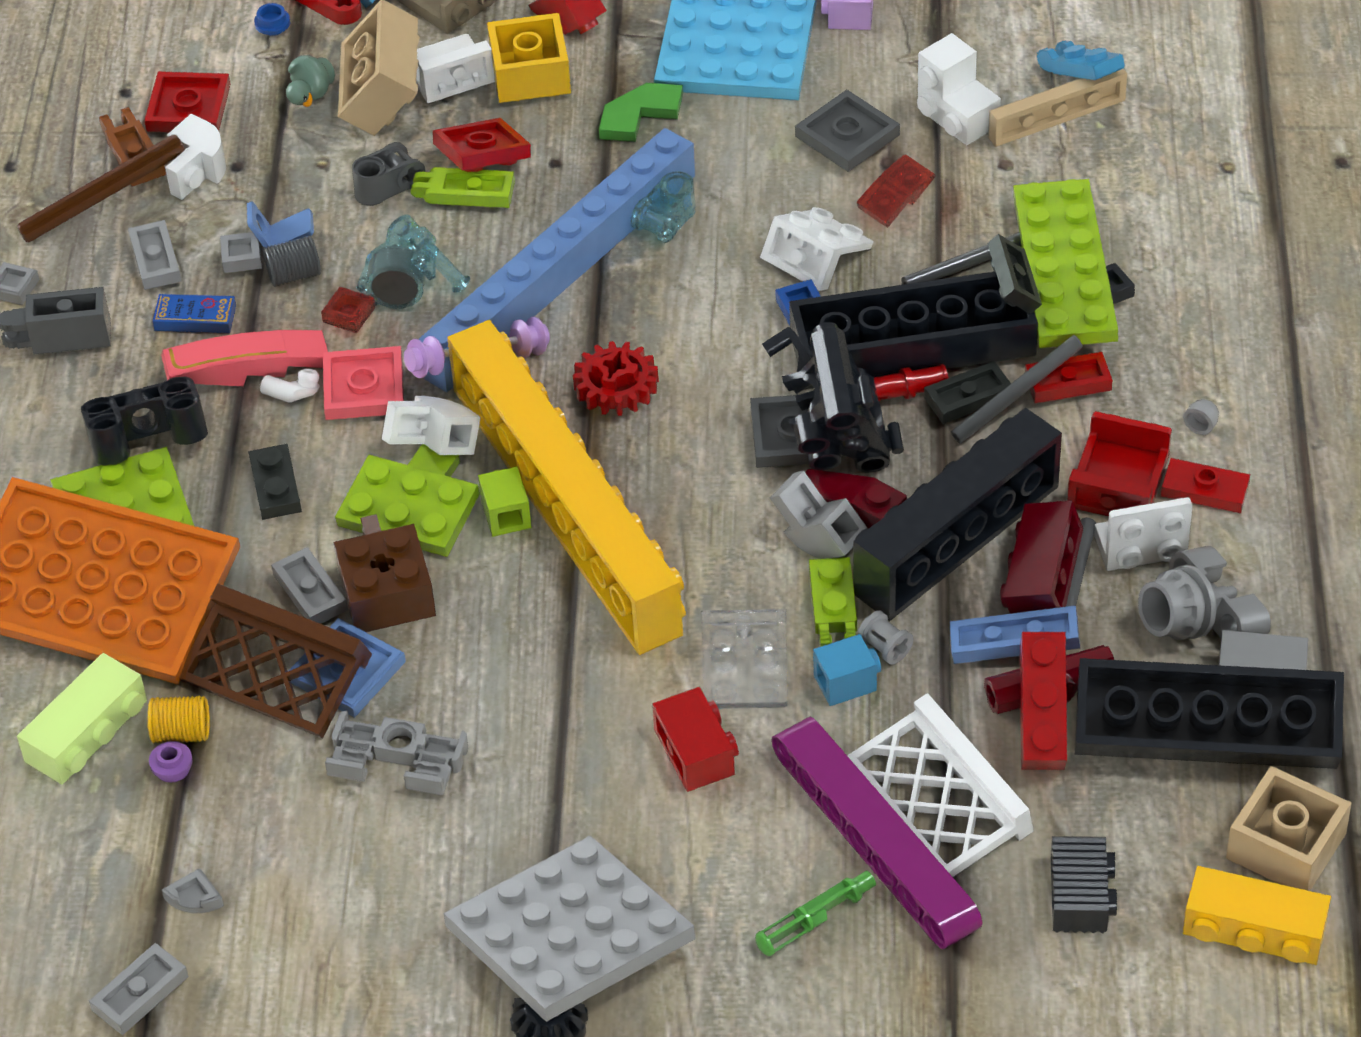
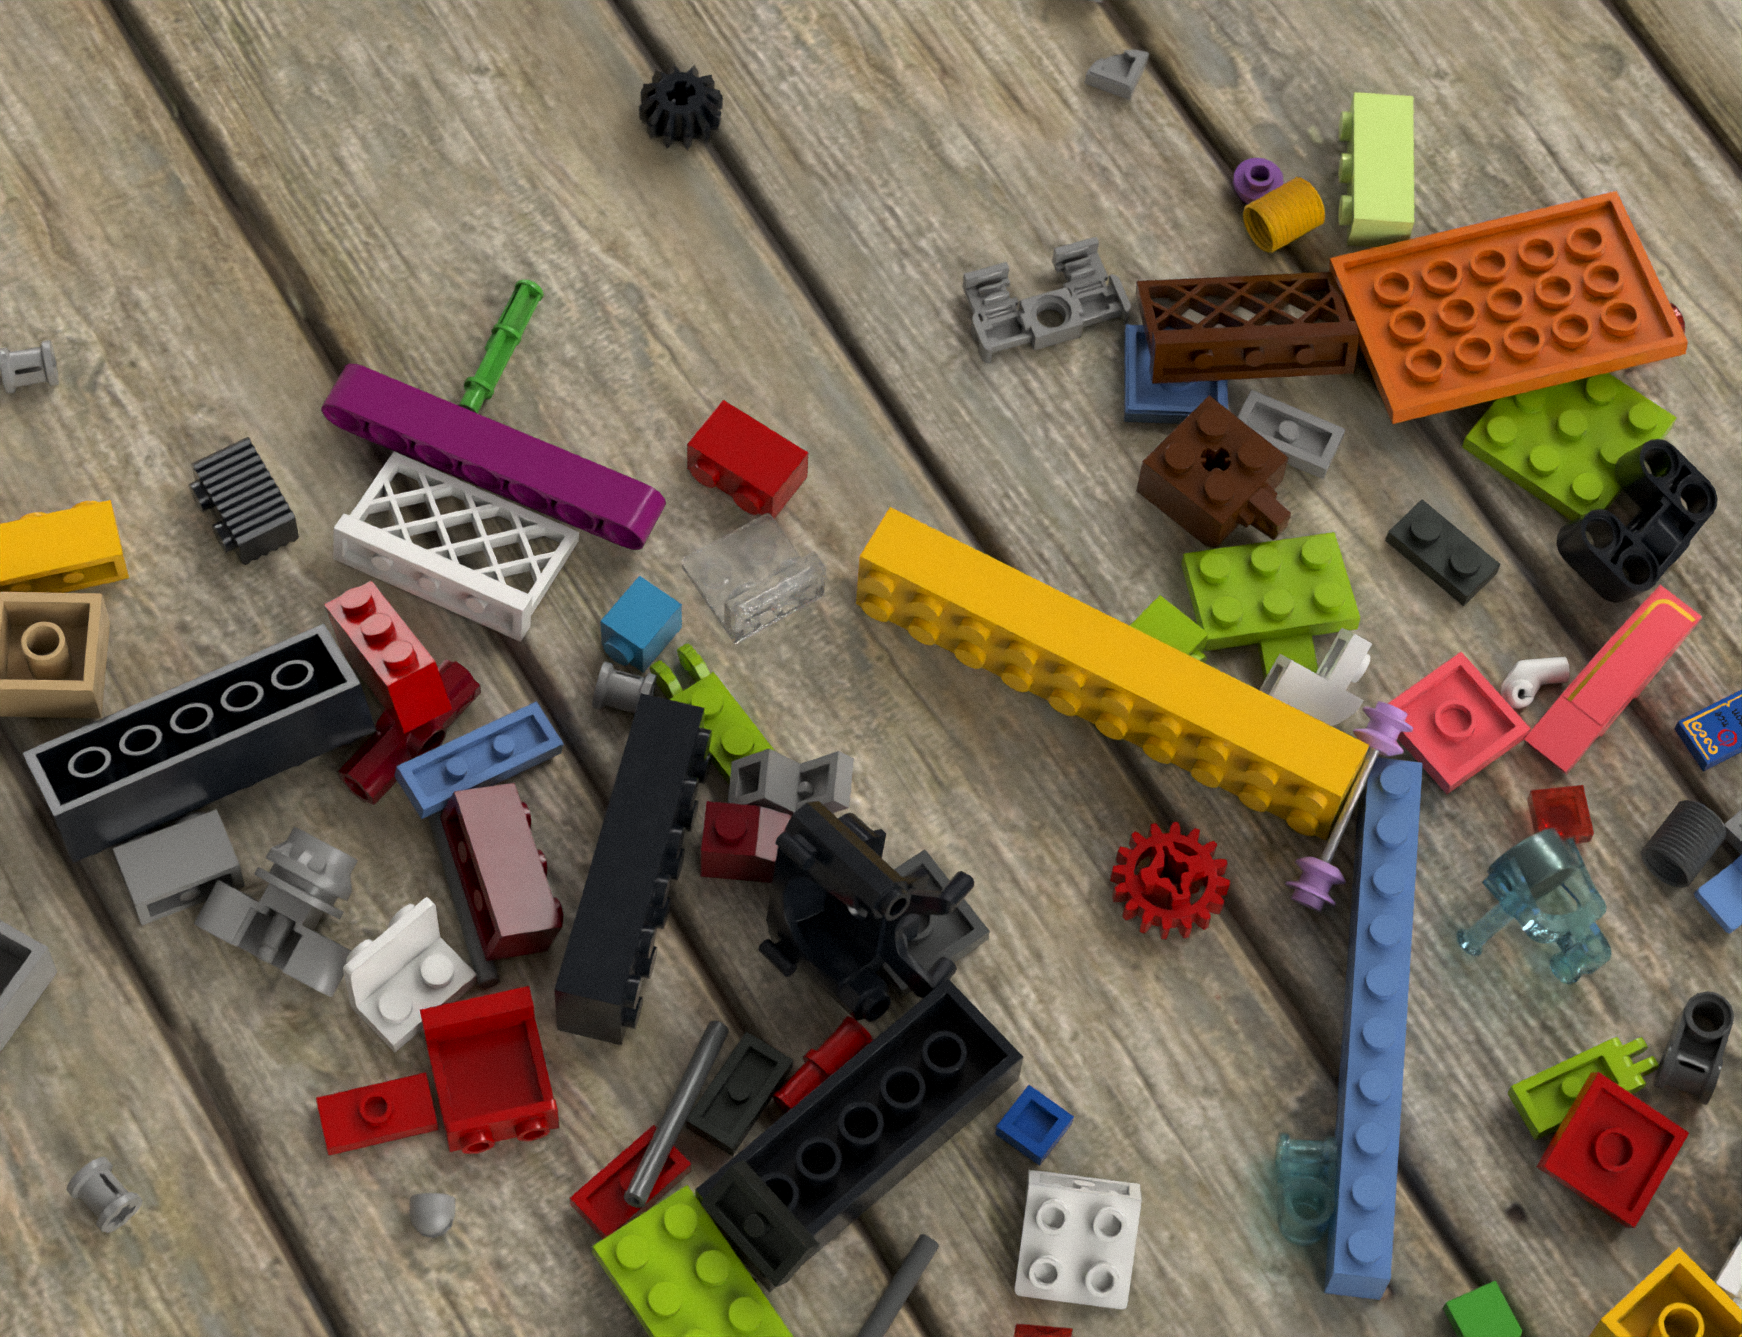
camera: 140 degrees right, 15 degrees up
(569, 927) = (721, 186): light grey plate -> none

